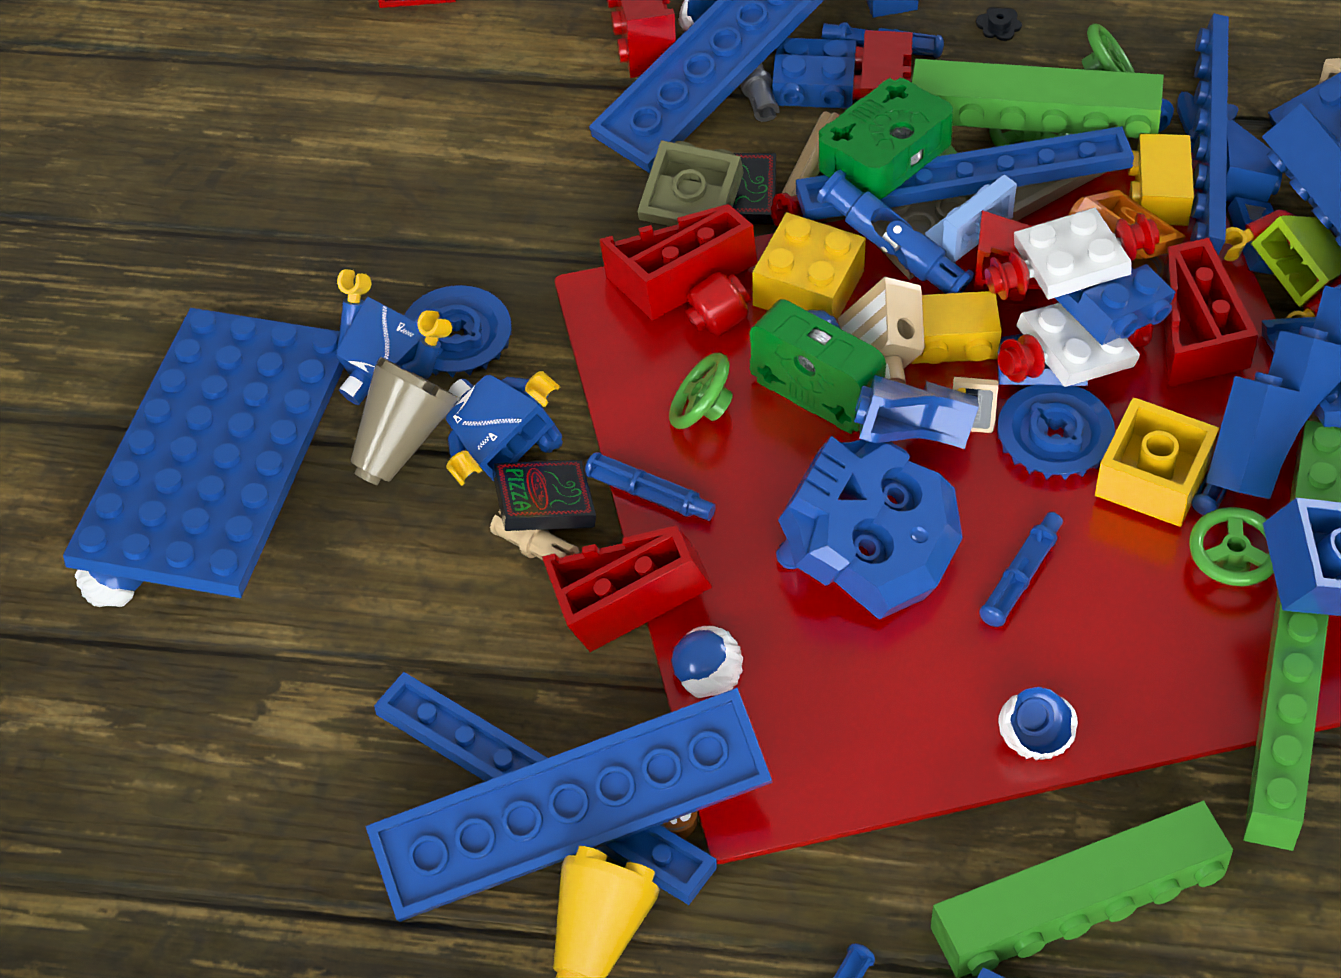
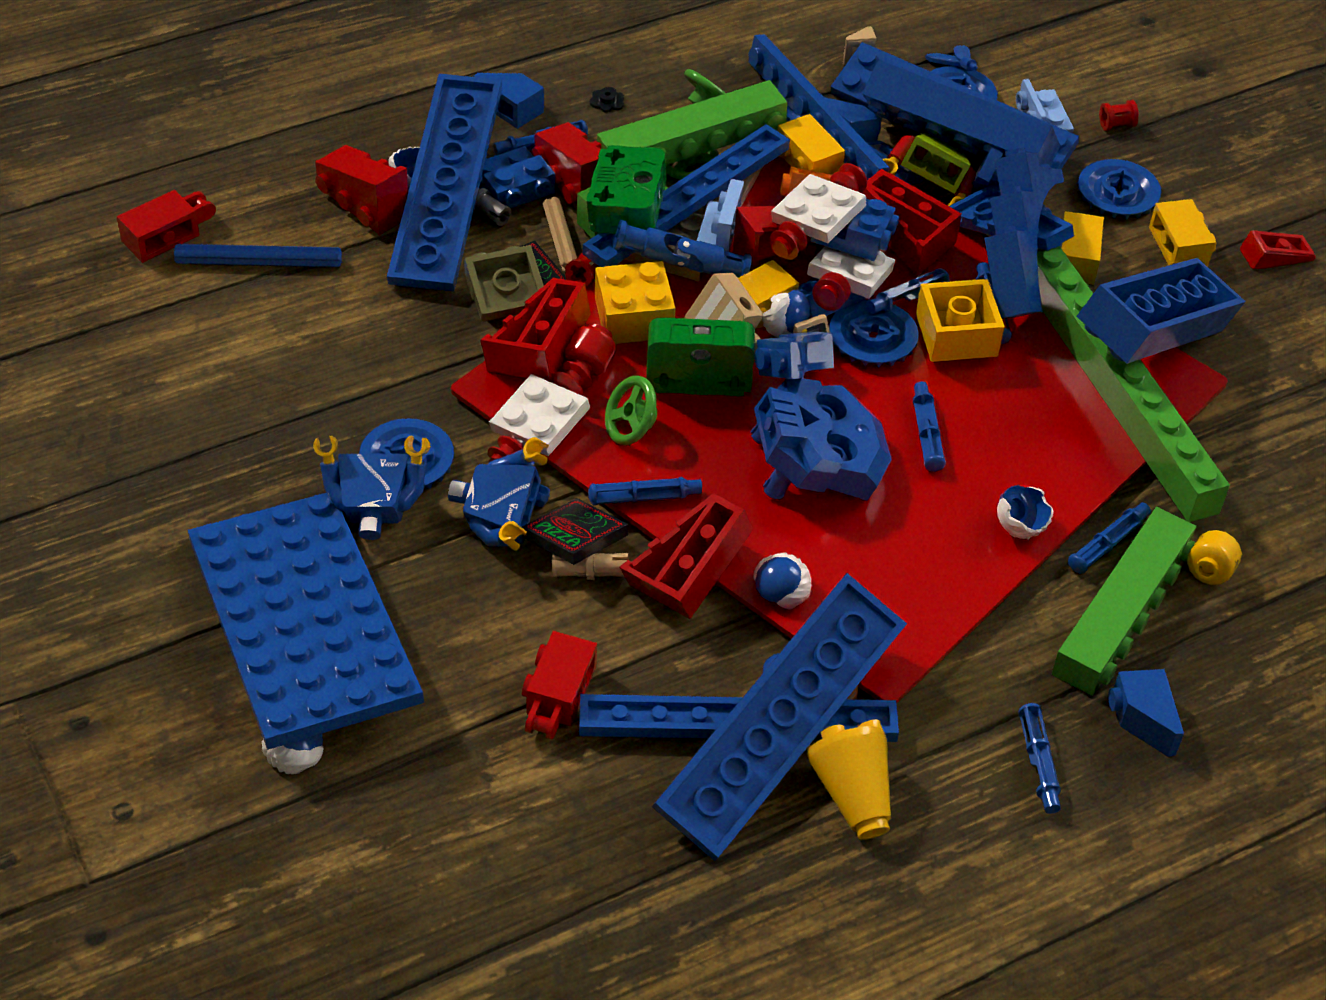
camera: 40 degrees left, 5 degrees down
(396, 420) = (432, 527): dark tan cone -> none
(406, 639) = (560, 677): none -> red brick
(489, 48) = (258, 255): none -> blue axle
(614, 349) = (542, 411): none -> white plate
(961, 358) = (785, 312): none -> hair
(1094, 395) = (908, 290): none -> blue piece
(1129, 808) = (1107, 539): none -> blue piece
(1233, 557) = (1046, 353): bright green piece -> none
(1234, 898) = (1216, 554): none -> yellow head

